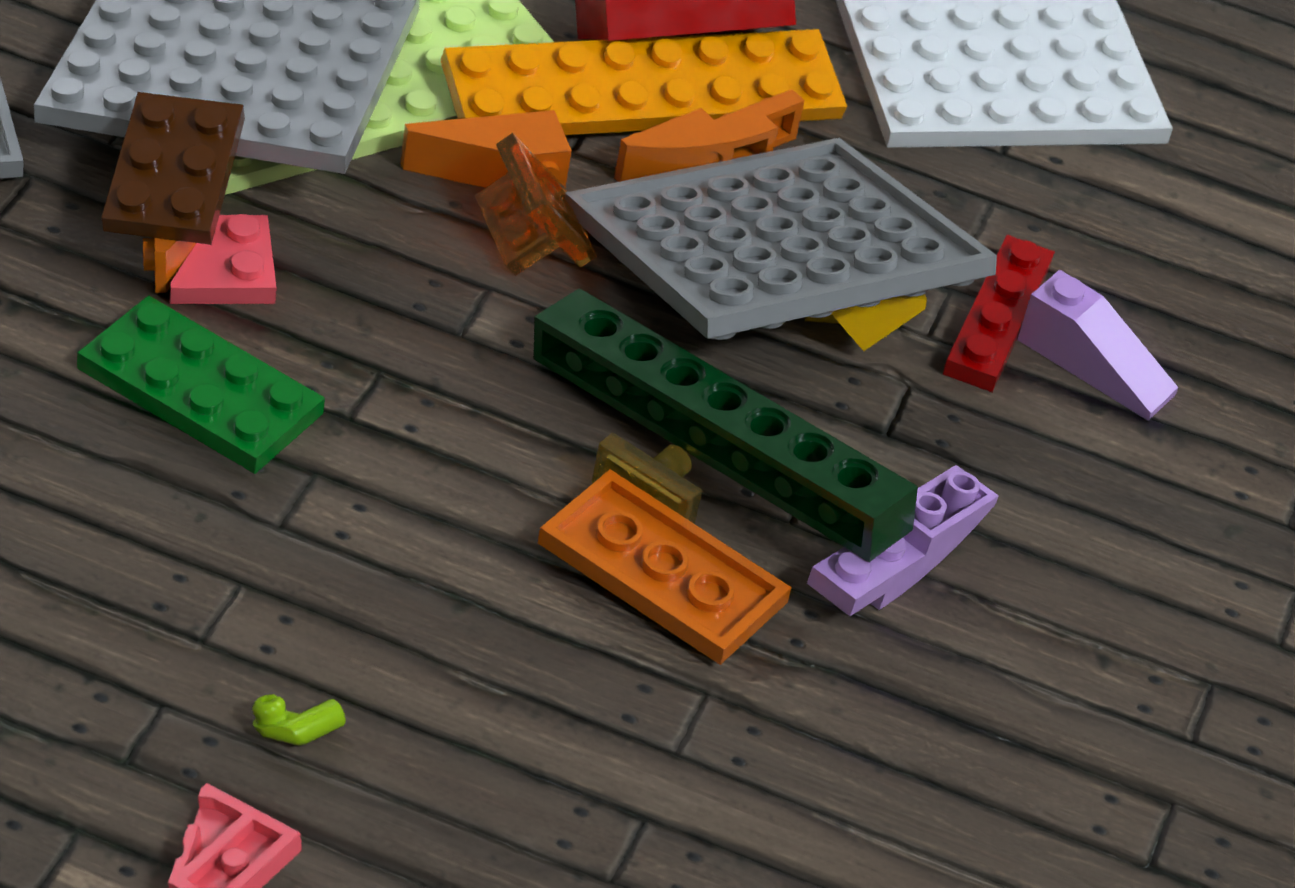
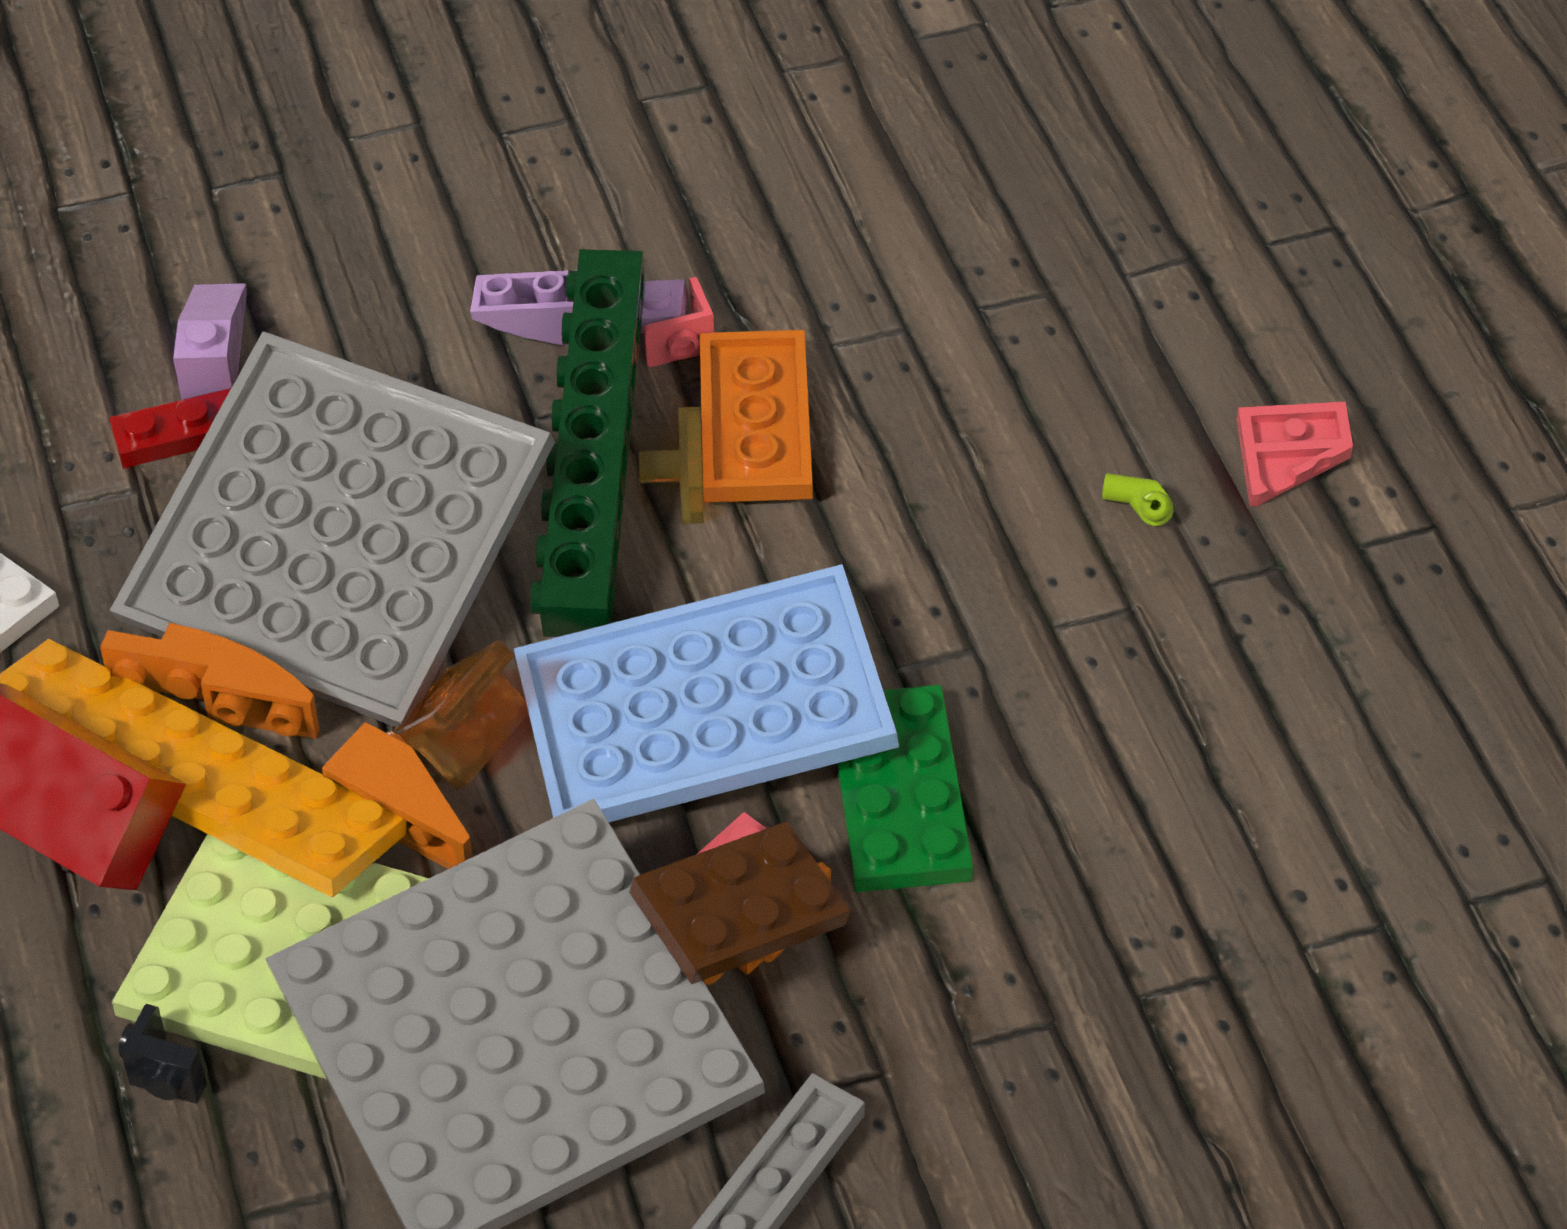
camera: 120 degrees left, 5 degrees up
(392, 323) = (705, 697): none -> light blue plate
(804, 593) = (679, 336): none -> coral bracket

